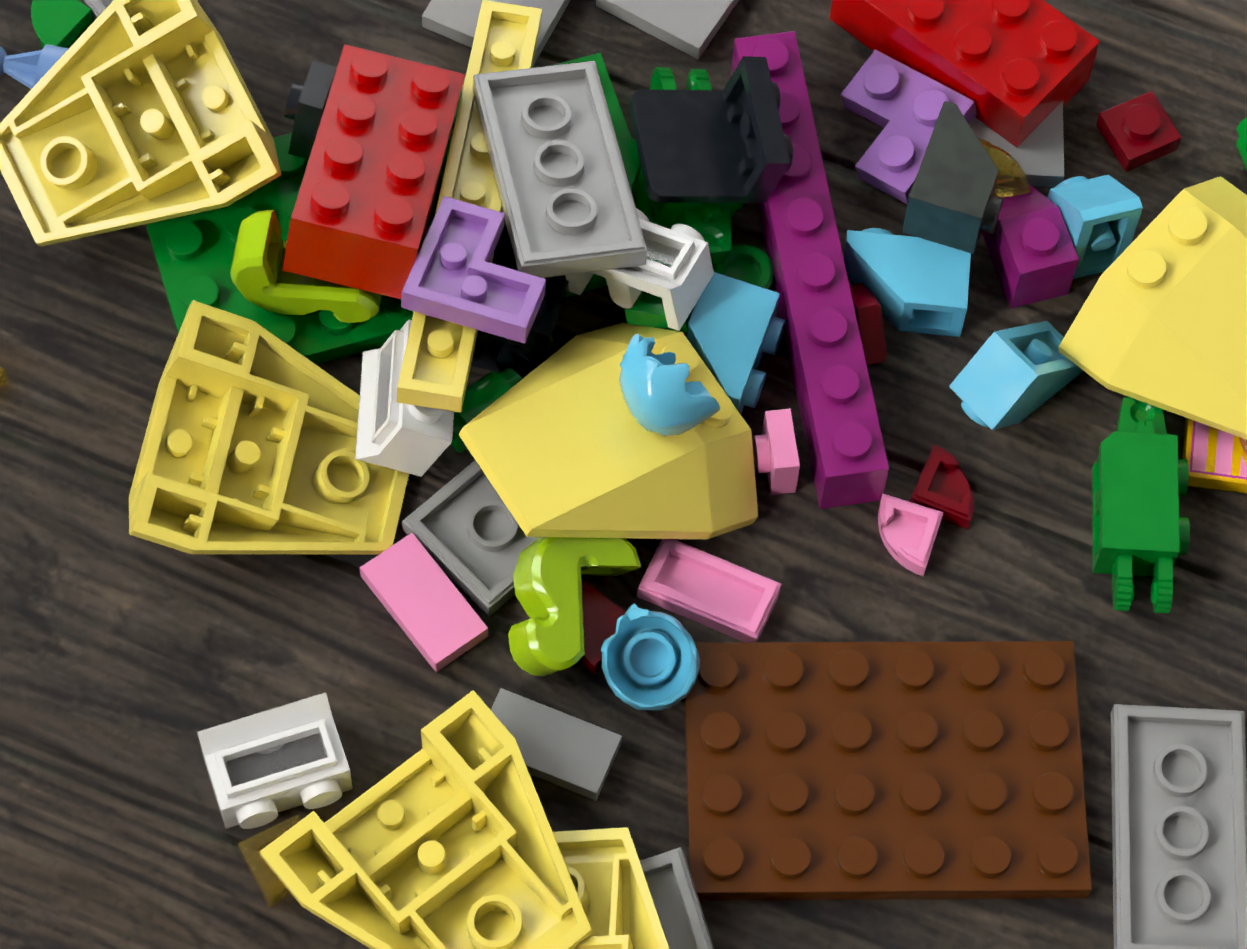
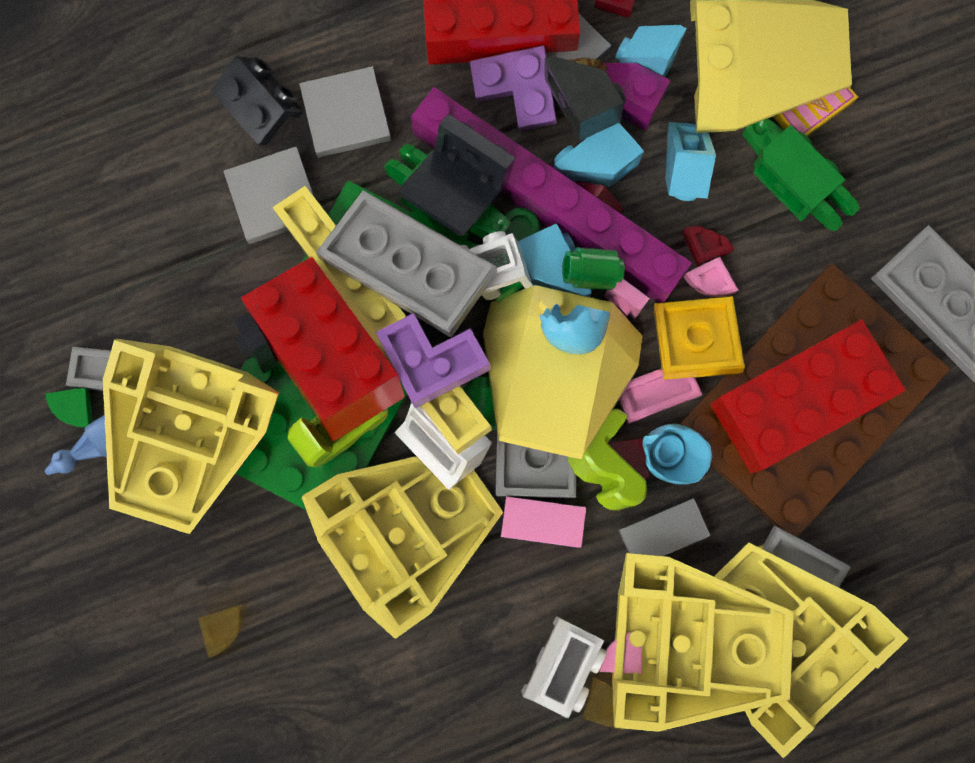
camera: 45 degrees left, 15 degrees up
(360, 830) = (632, 657): none -> bright pink tile
(762, 366) = (592, 268): none -> green brick
(817, 571) = (698, 338): none -> yellow tile
(864, 730) = (807, 397): none -> red brick

